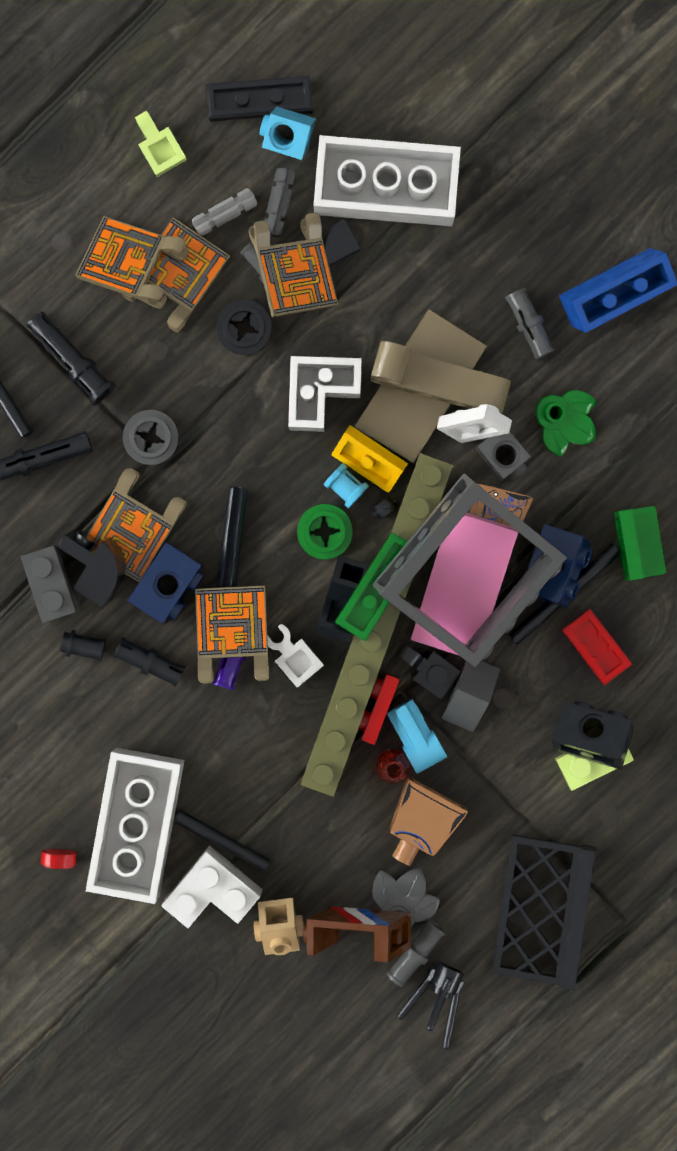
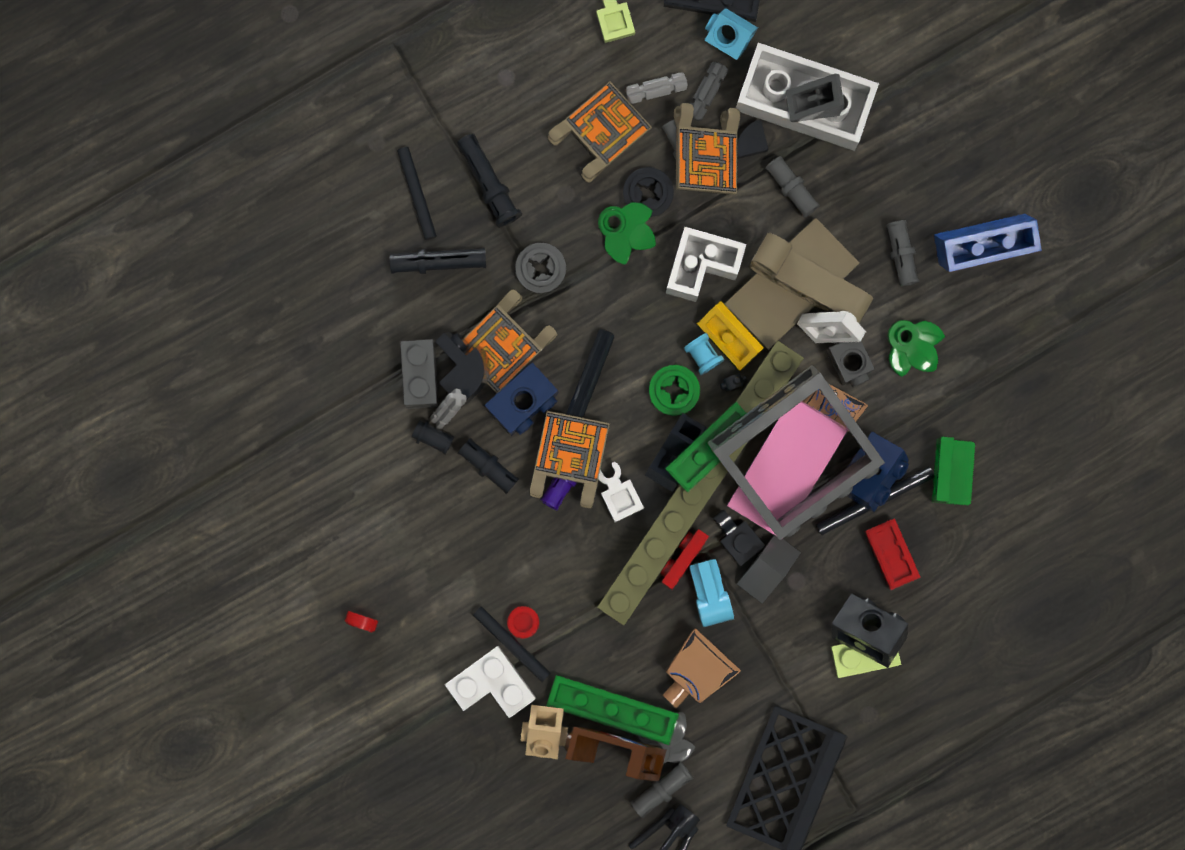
camera: 15 degrees right, 5 degrees down
(90, 613) = (448, 408): none -> light grey axle
(124, 258) = (558, 107): flag -> none
(135, 825) = (439, 607): white brick -> none
(228, 815) = (523, 622): none -> red tile
(236, 375) = (630, 233): none -> green plate
(344, 884) = (613, 710): none -> green tile
(392, 757) = (672, 616): clear red cone -> none
(395, 281) = (792, 186): none -> dark grey pin
(397, 182) = (816, 99): none -> dark grey slope

